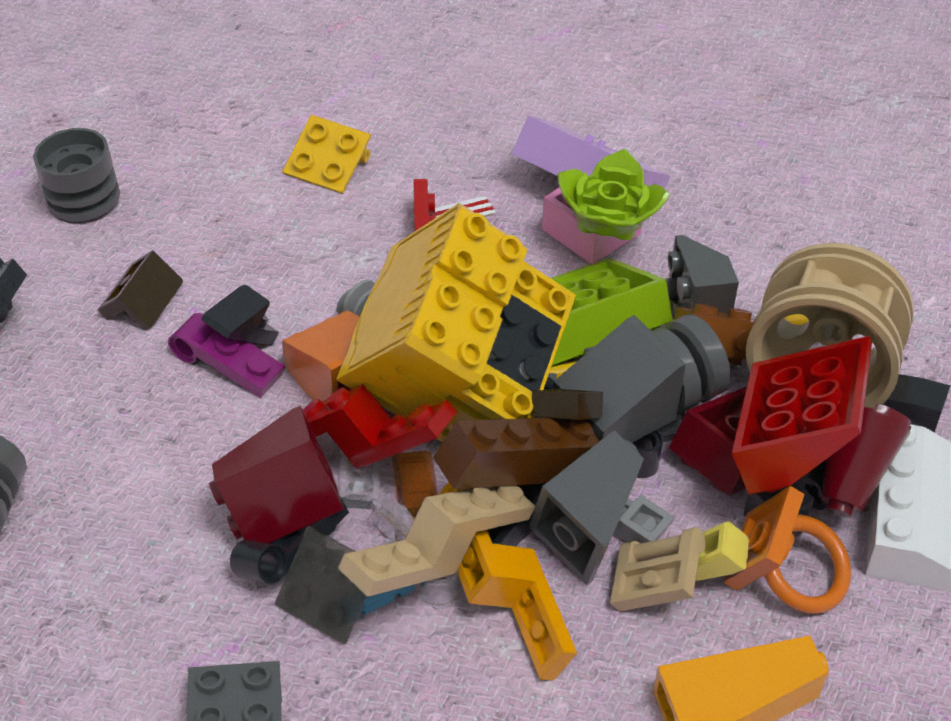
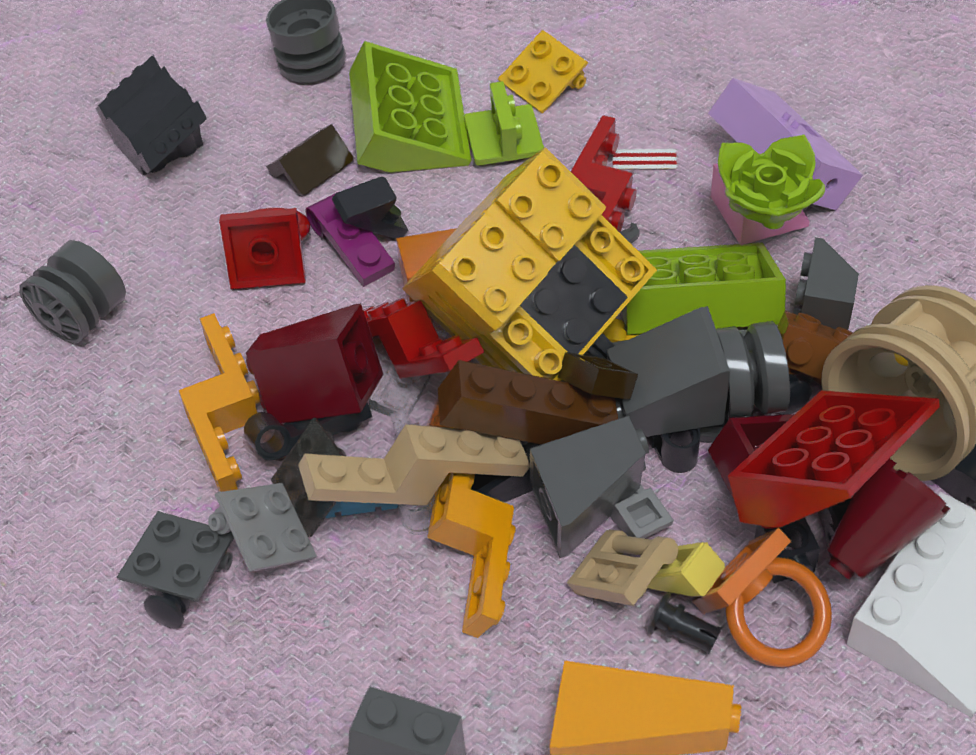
camera: 30 degrees right, 5 degrees up
(149, 384) = (264, 247): none -> red tile
(188, 550) = (220, 403): none -> light orange bracket
(213, 222) = (406, 112): none -> lime slope
(308, 642) = (262, 526): none -> light grey hinge
(319, 216) = (504, 131): none -> lime bracket
(731, 603) = (683, 625): none -> black pin

